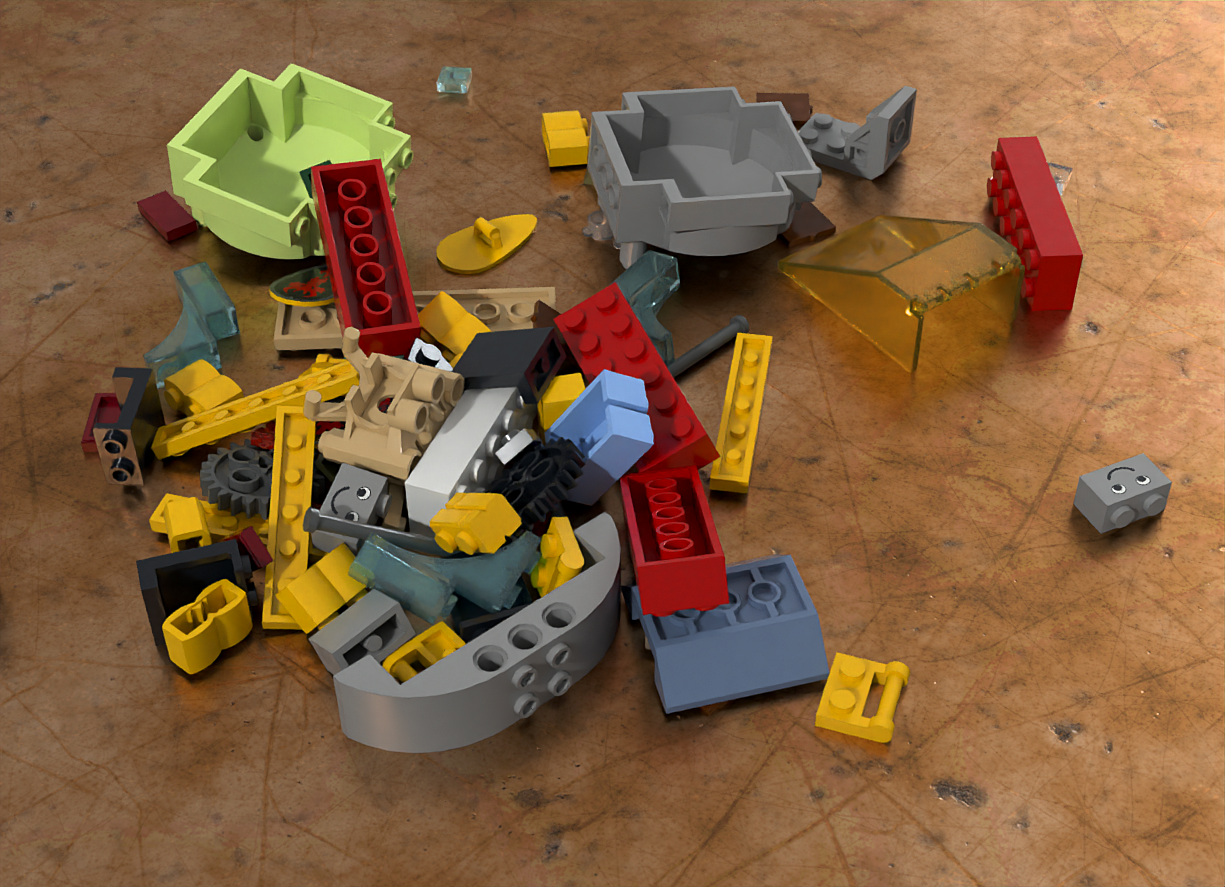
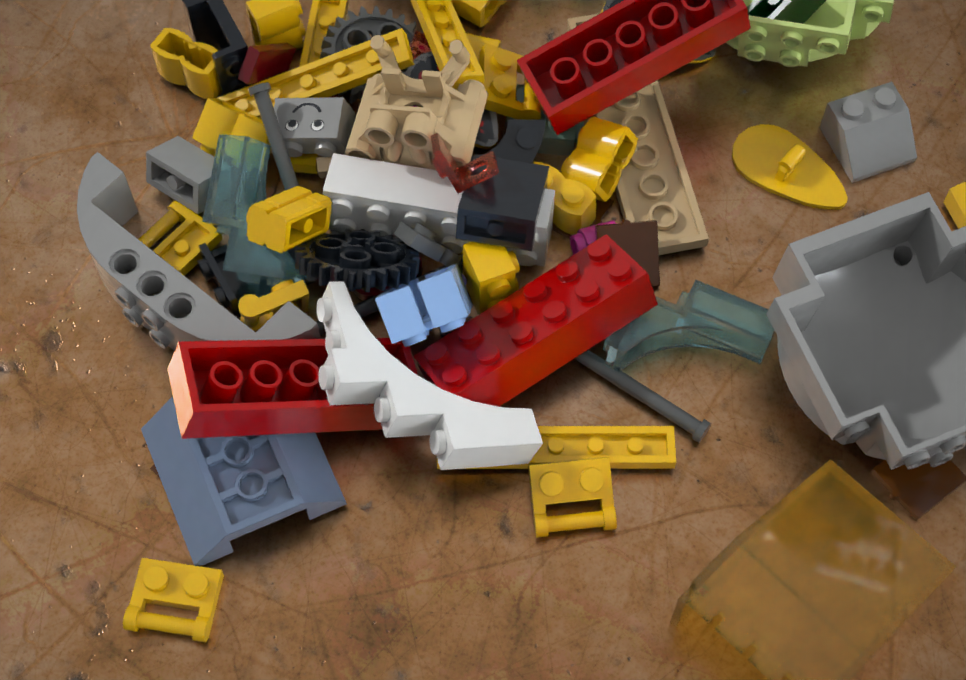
camera: 80 degrees right, 20 degrees up
(469, 371) = (460, 176): none -> clear red bracket
(472, 185) = (870, 131): none -> light grey slope
(679, 469) = (406, 405): none -> white arch
(782, 403) = (571, 483): none -> yellow plate

